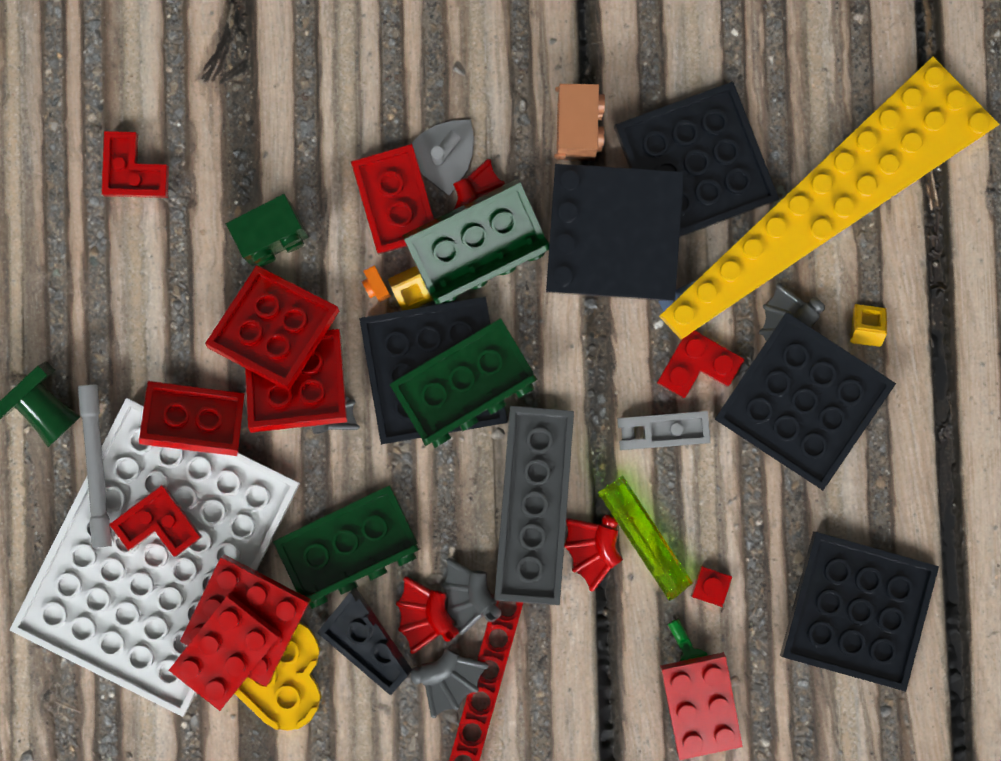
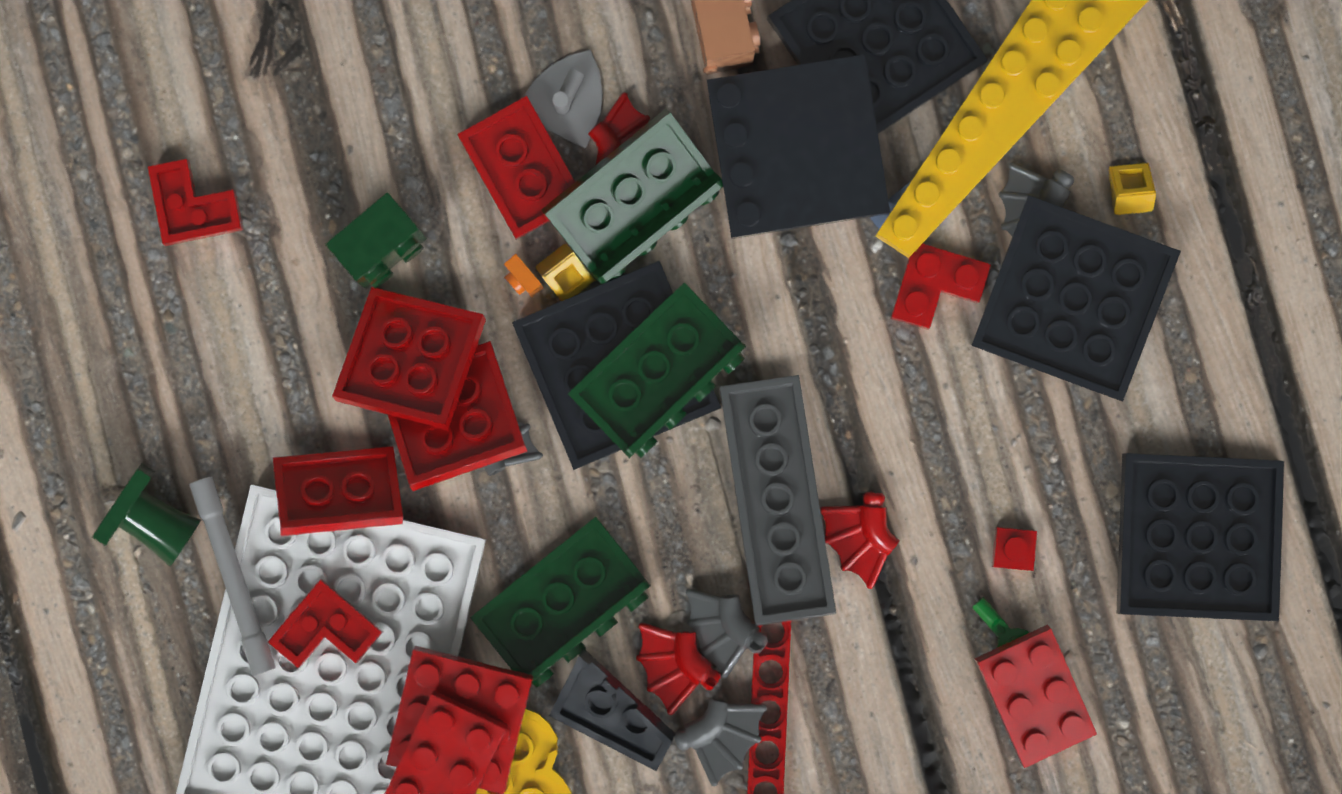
camera: 10 degrees left, 0 degrees up
(645, 538) = (921, 508): clear neon green plate -> none
(665, 430) = (915, 373): light grey plate -> none

